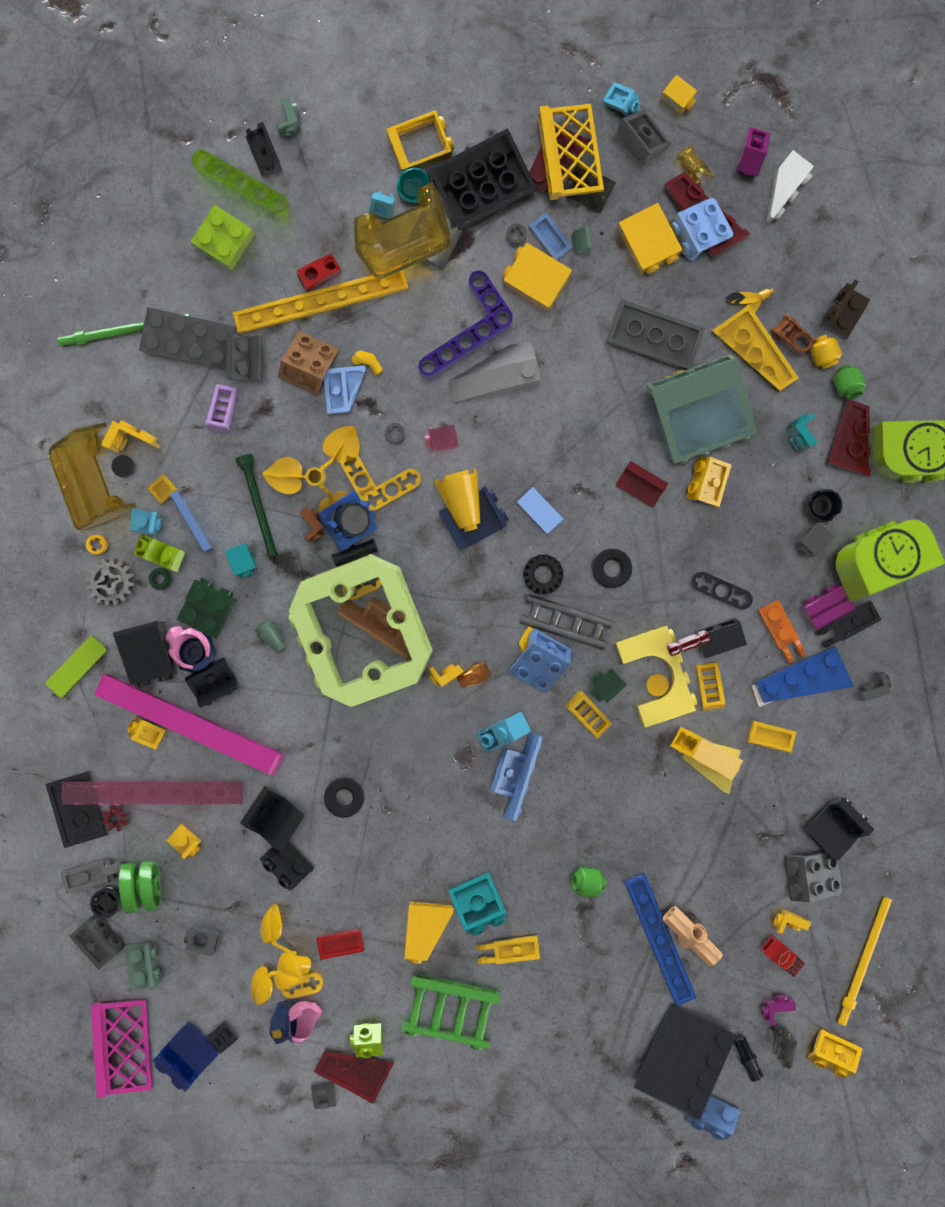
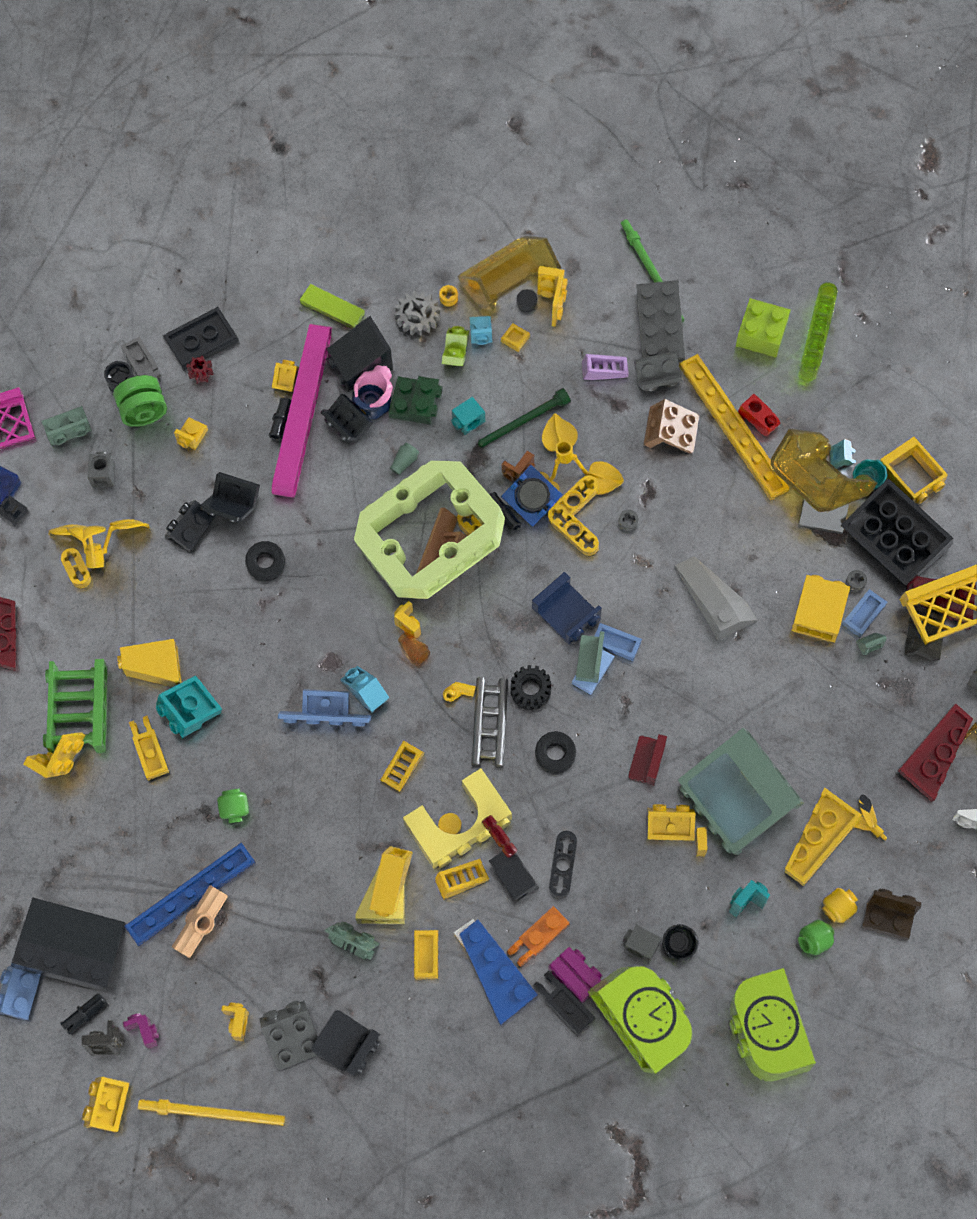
camera: 80 degrees right, 20 degrees down
(97, 941) = (82, 382): dark grey bracket -> none
(152, 792) = (231, 395): clear pink tile -> none
(153, 578) = (431, 349): dark green plate -> none
(191, 521) = (492, 366): medium blue tile -> none
(193, 748) = (280, 419): none -> black pin
(263, 150) = (857, 343): black hinge -> none
(291, 110) = (893, 359): sand green bracket -> none
(294, 1022) = (38, 563): piece -> none
(340, 944) = (122, 592): red tile -> none
(342, 387) = (656, 462): light blue wing -> none
(367, 1040) = (33, 636): lime brick -> none
(369, 359) = (691, 482): yellow arm -> none
(442, 438) = (635, 562): clear pink bracket -> none
(461, 497) = (583, 589): yellow cone -> none
(471, 333) = (747, 562): dark purple beam -> none
(506, 1047) = (61, 760): none -> yellow bracket
(517, 480) = (619, 642): none -> medium blue tile
(531, 510) = (590, 658): none -> sand green panel
(541, 661) = (444, 704): medium blue bracket -> none
(606, 685) = (435, 769): clear green brick -> none
(649, 239) = (894, 703): yellow brick -> none
(655, 335) = (801, 733): dark grey plate -> none
(700, 228) = (923, 748): light blue bracket -> none
(735, 458) = (701, 841): none -> yellow tile
(745, 800) = (344, 932): none -> sand green hinge
(782, 956) = (198, 1022): red leg -> none
(791, 334) = (847, 865): dark orange piece -> none
(851, 444) = (757, 956): dark red wing -> none
(873, 691) = (500, 1046): dark grey bracket -> none

